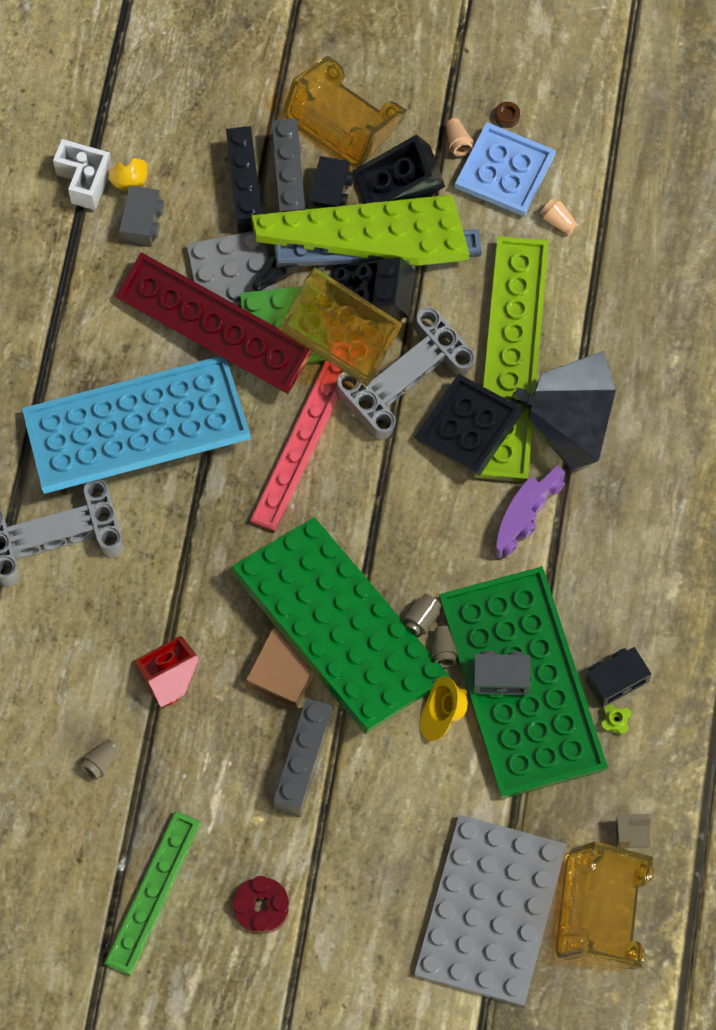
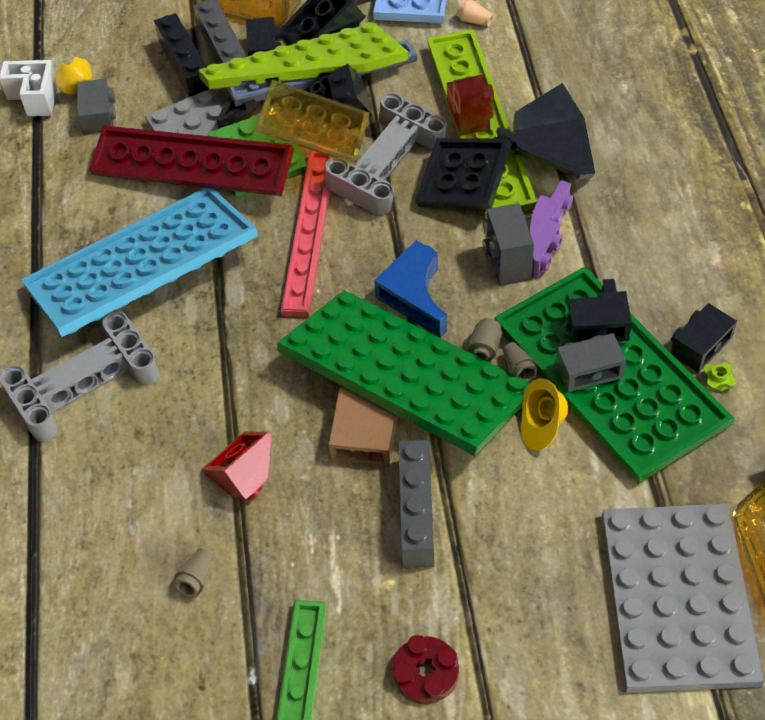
camera: 15 degrees left, 15 degrees down
(373, 530) = (406, 285): none -> blue arch
(478, 522) = (508, 244): none -> dark grey brick
(504, 346) = (471, 104): none -> clear red brick
(530, 632) = (600, 315): none -> black hinge

